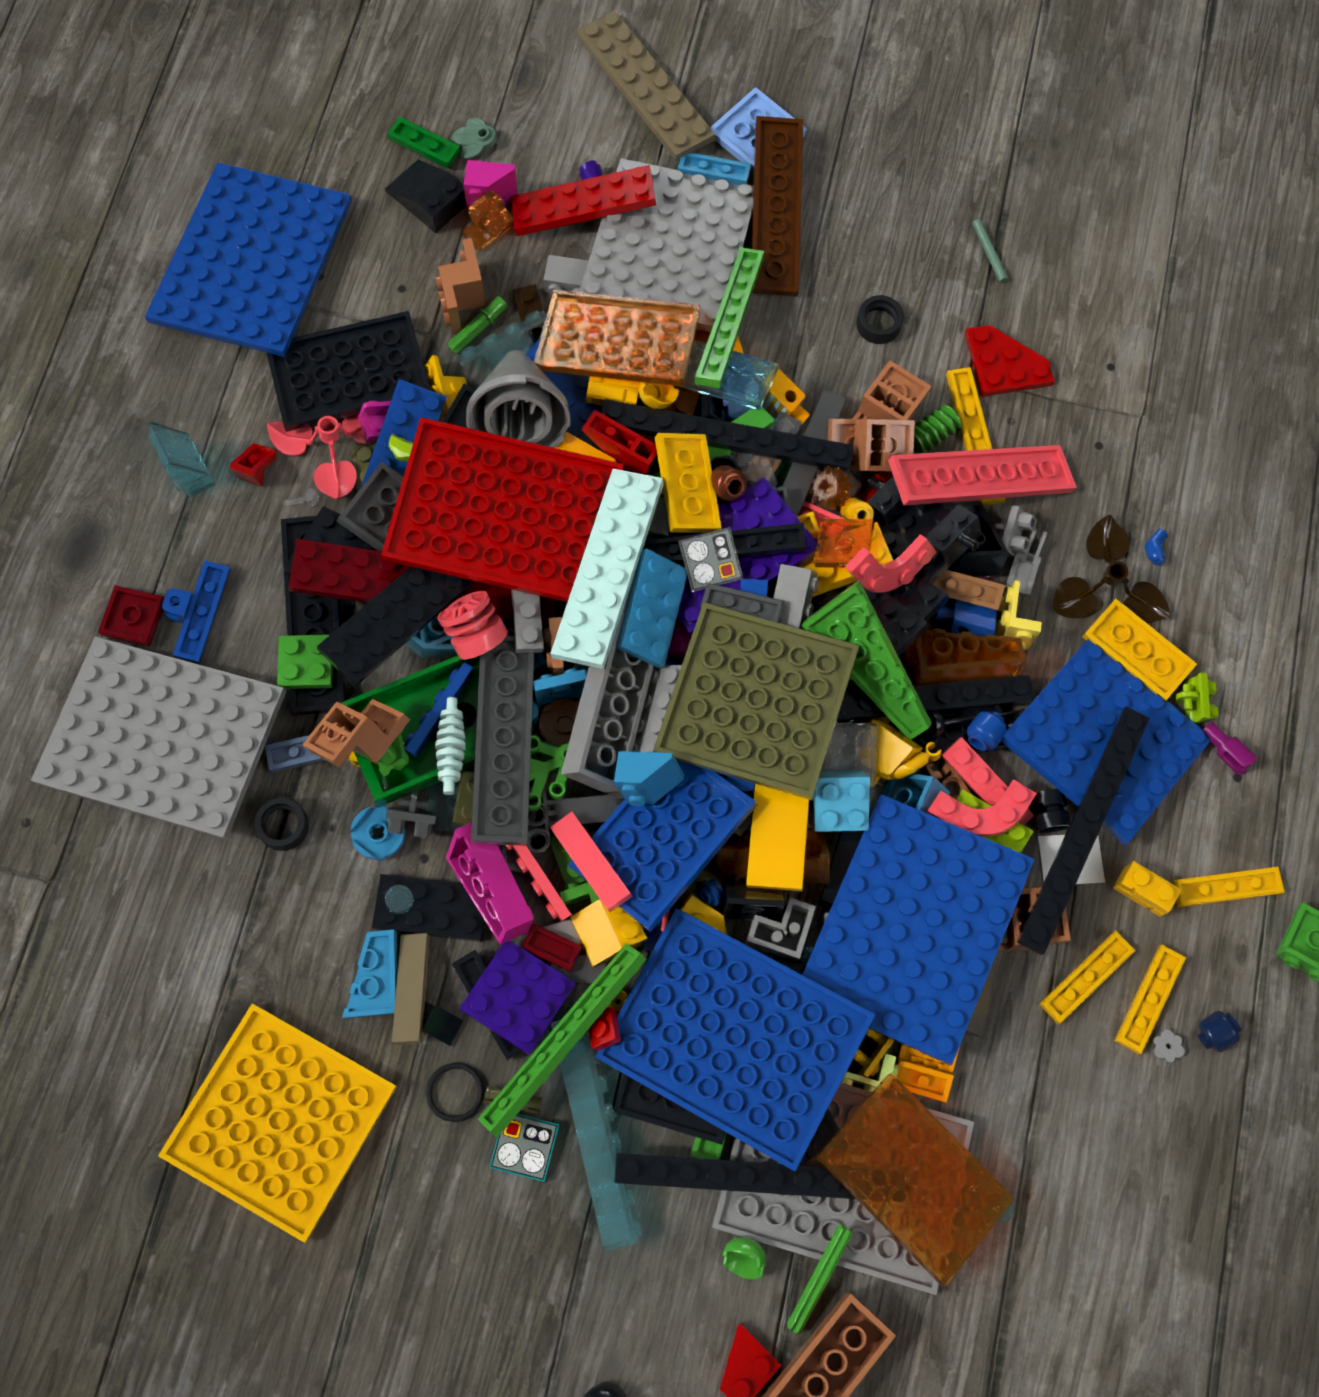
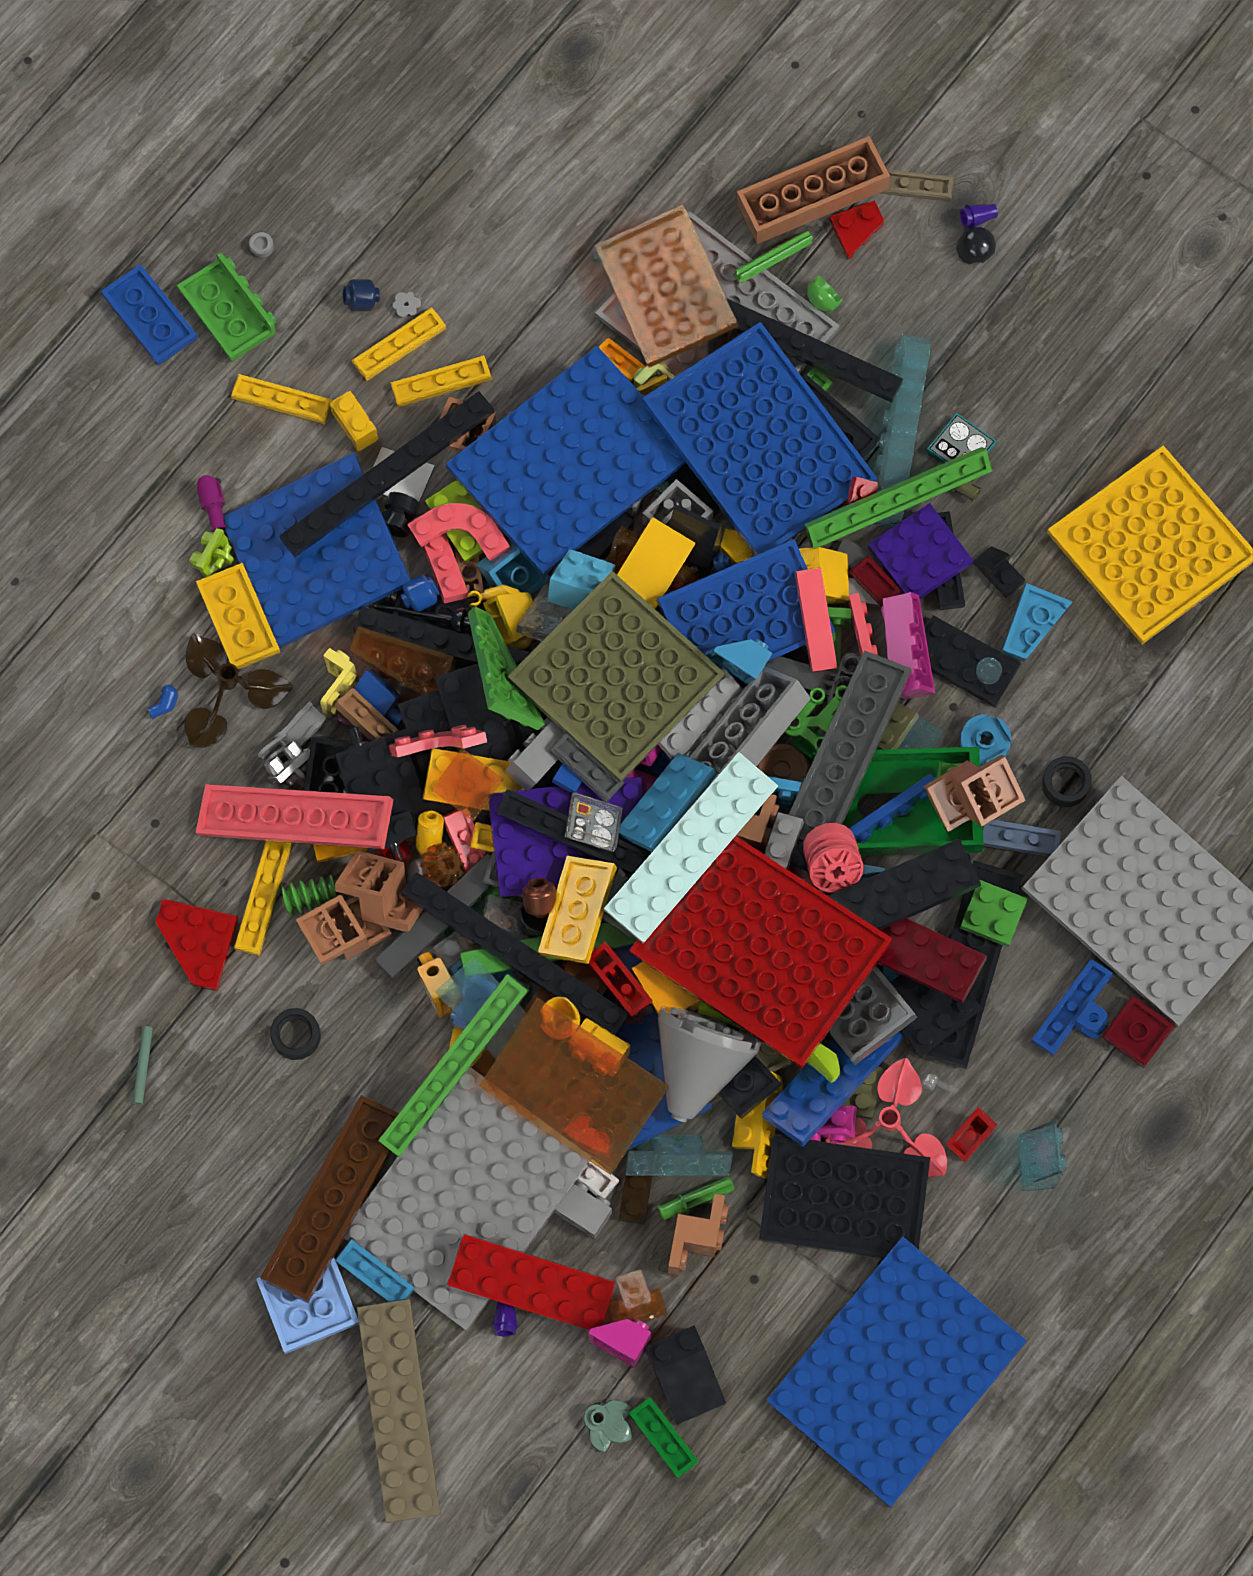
camera: 150 degrees left, 0 degrees up
(398, 816) = (950, 733): dark grey hips -> none
(411, 989) = (1006, 597): dark tan tile -> none
(450, 746) = (895, 763): light aqua piece -> none
(479, 1099) = (1004, 489): black piece -> none

